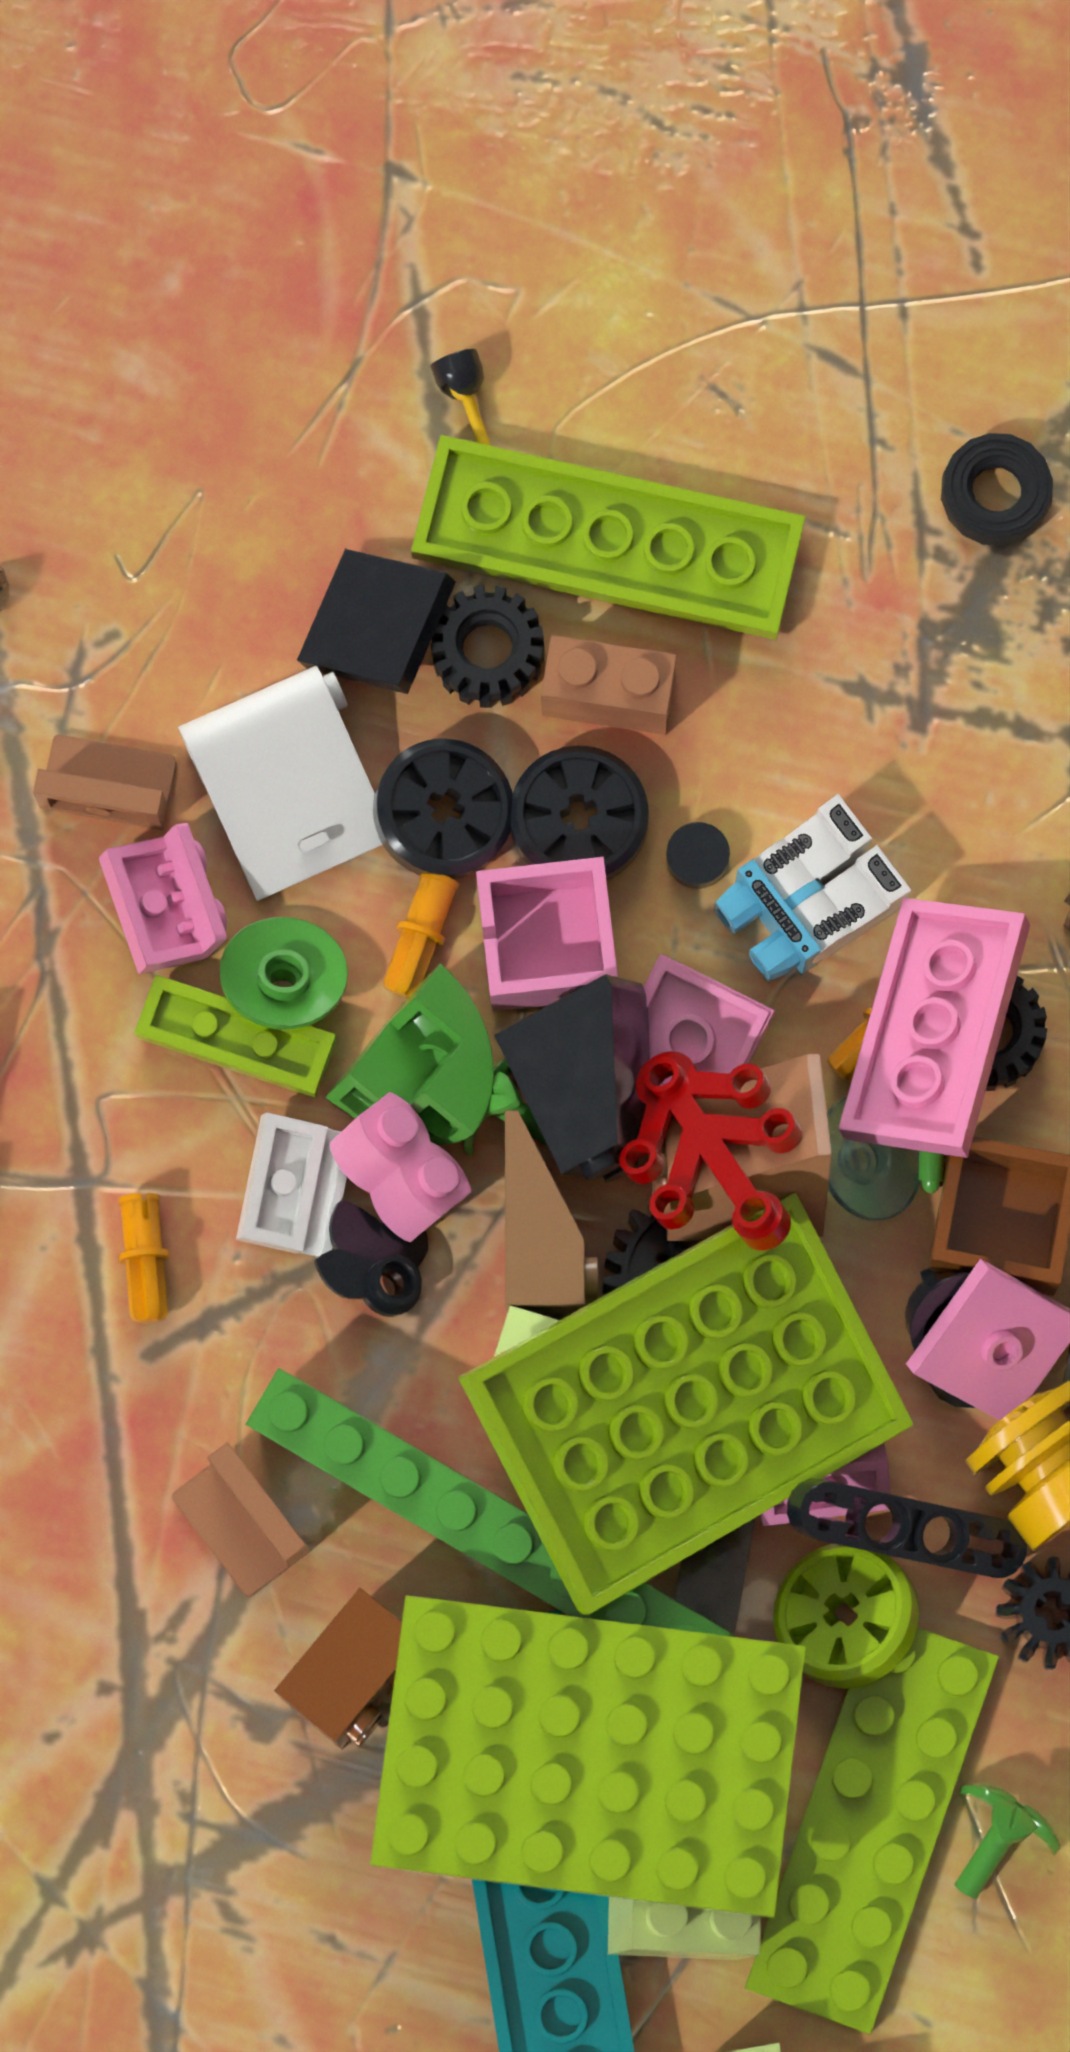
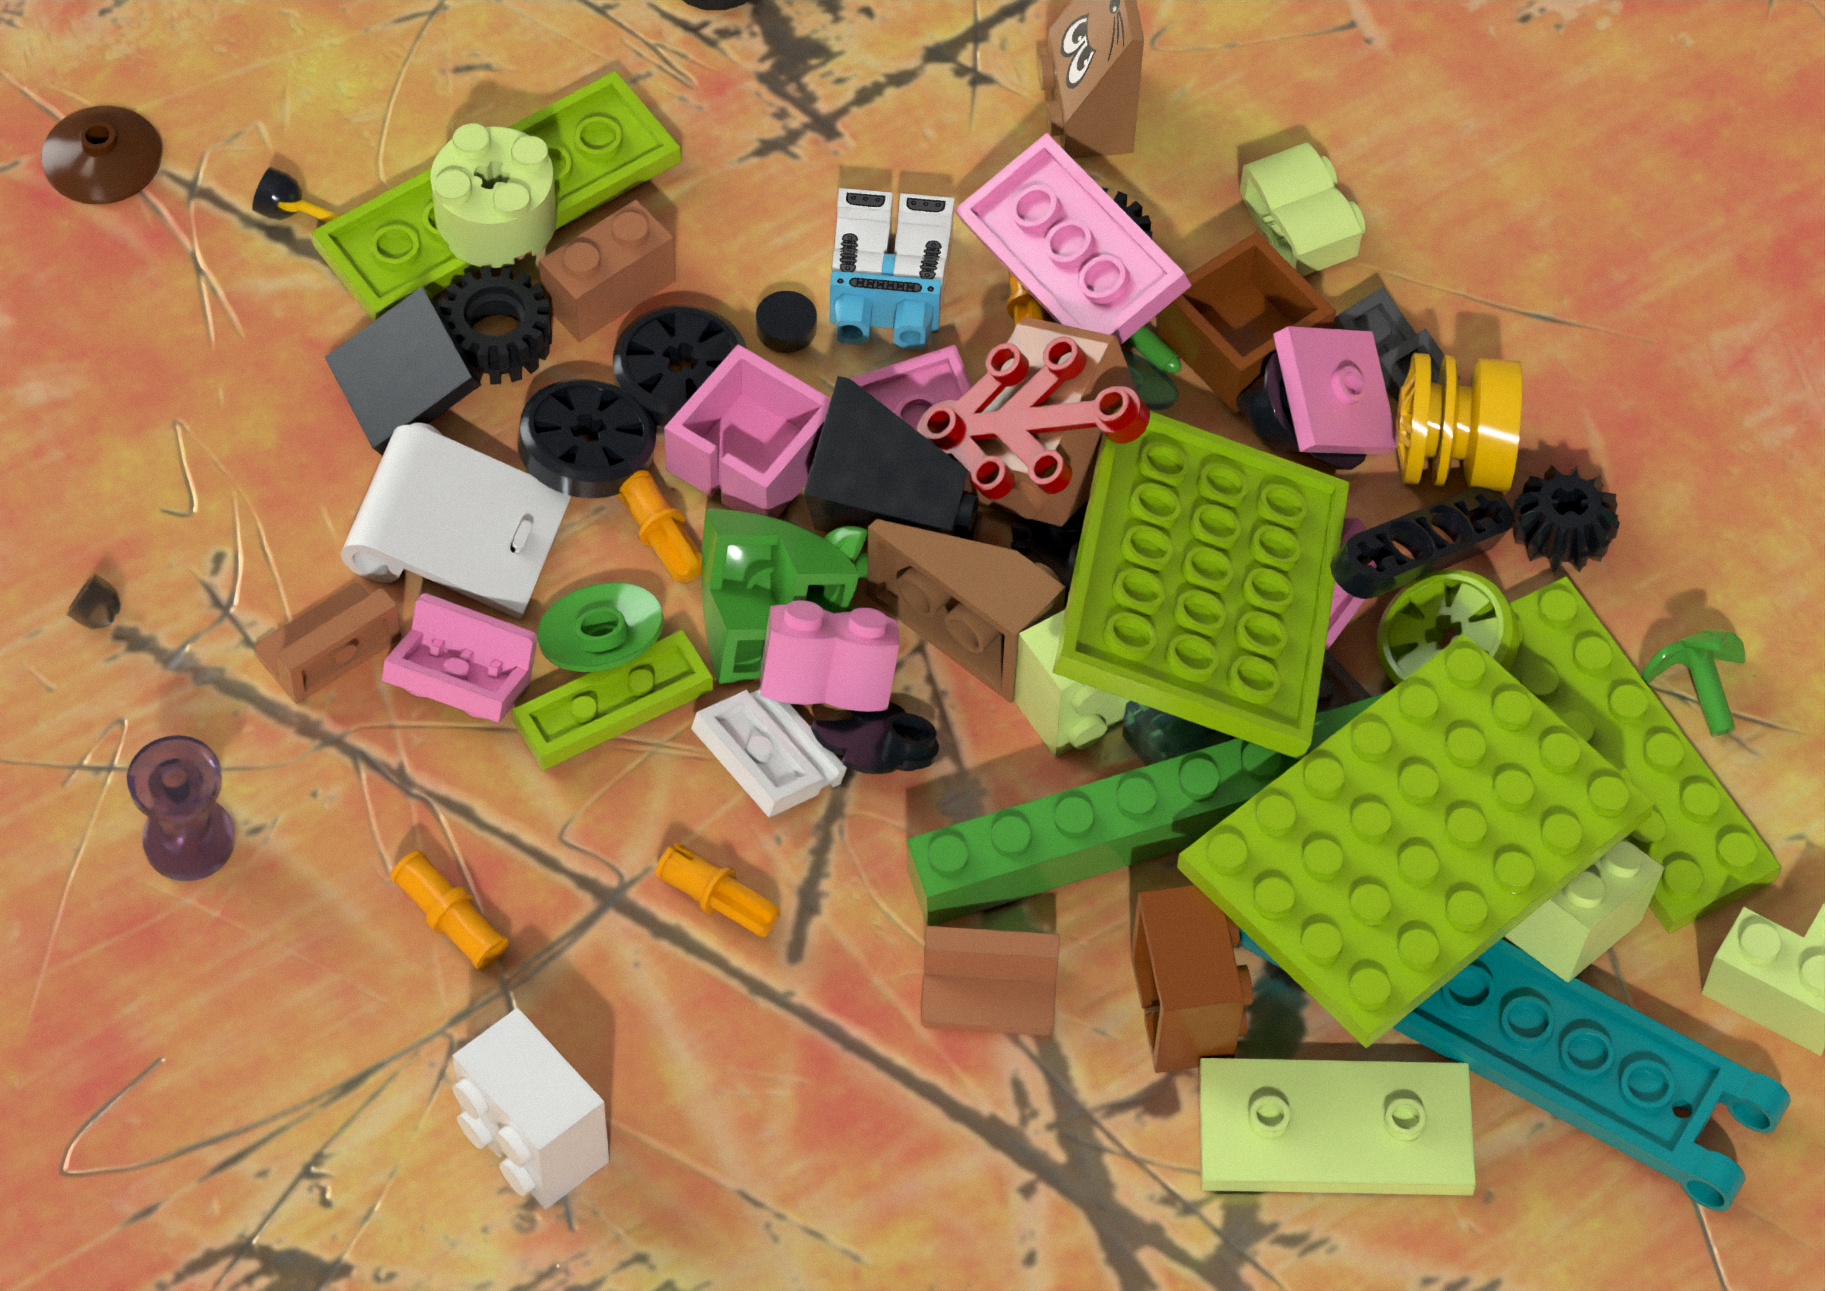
camera: 55 degrees left, 20 degrees down
(313, 1842) = (1336, 1126): none -> yellowish green plate
(388, 232) = (104, 171): none -> reddish brown dish
(586, 512) = (493, 195): none -> yellowish green brick

